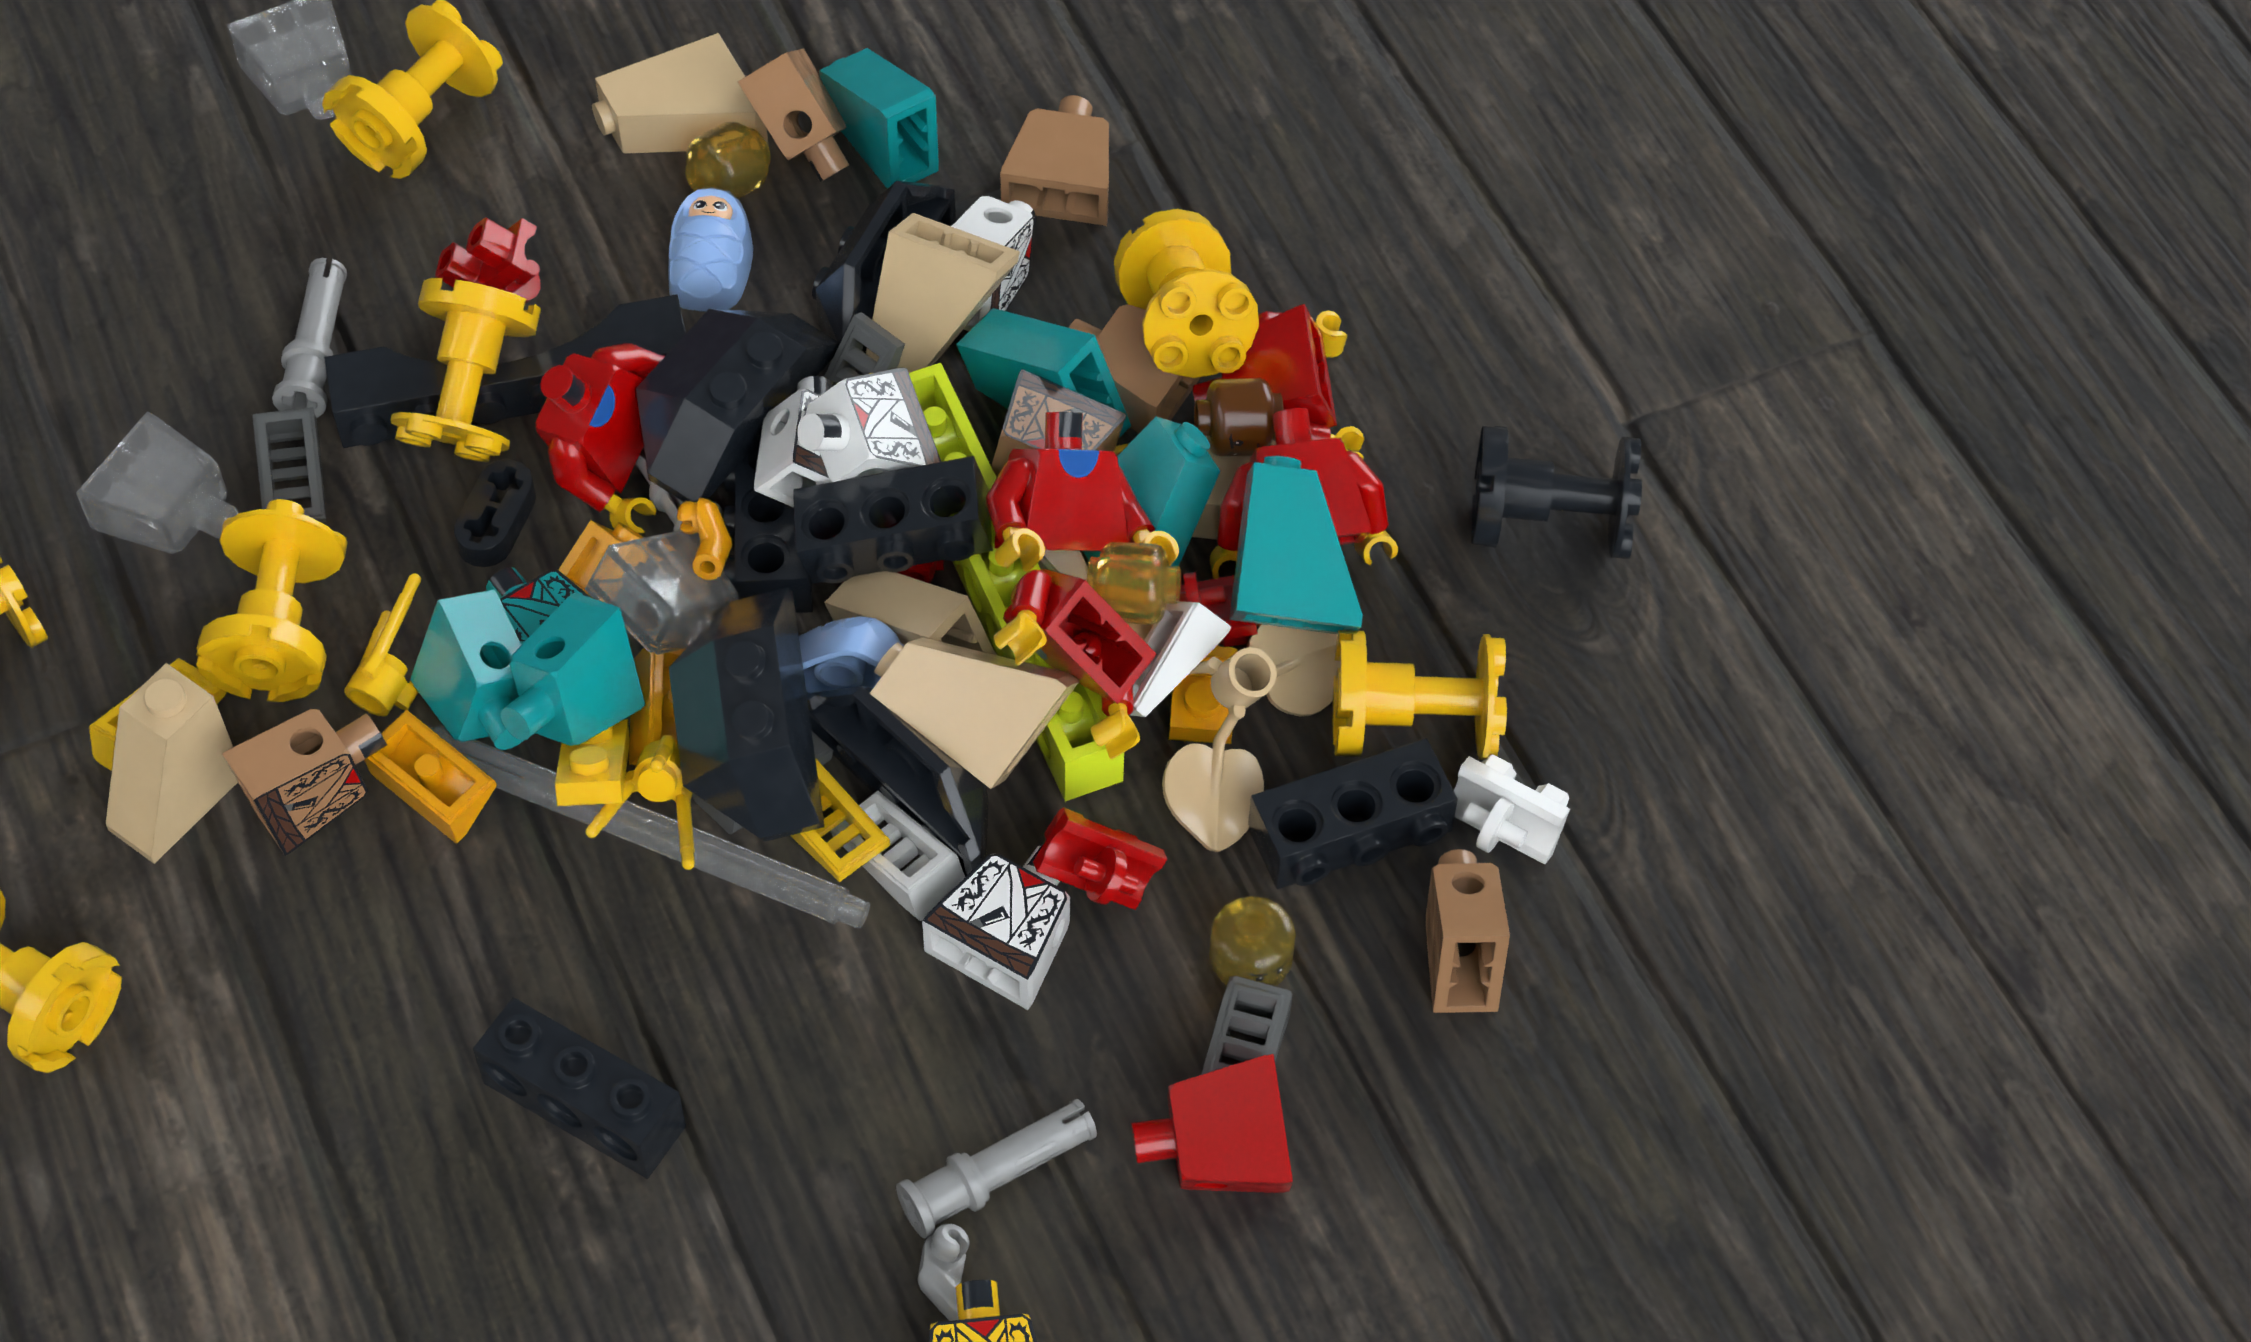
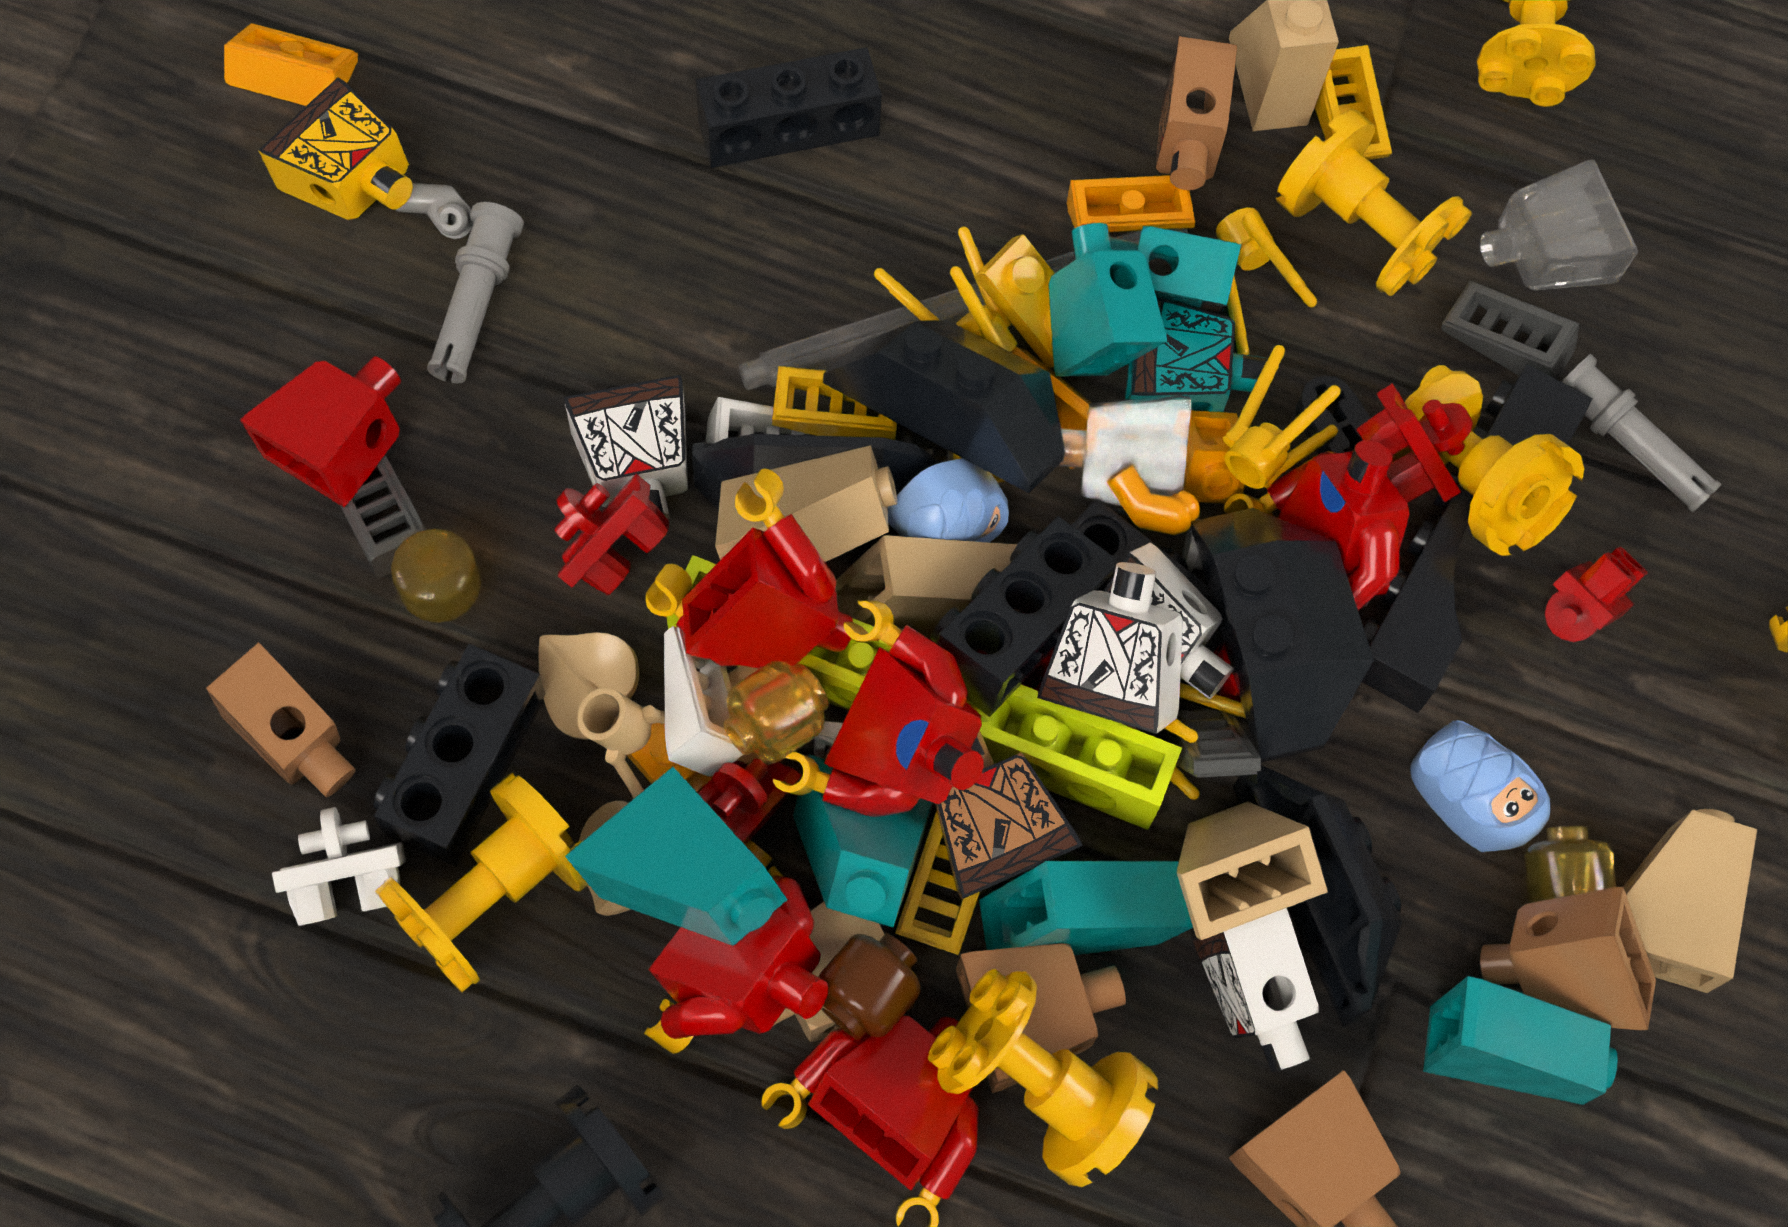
camera: 130 degrees right, 10 degrees up
(496, 399) = (1439, 430): none -> red hips
(594, 499) = (1260, 453): none -> yellow plant

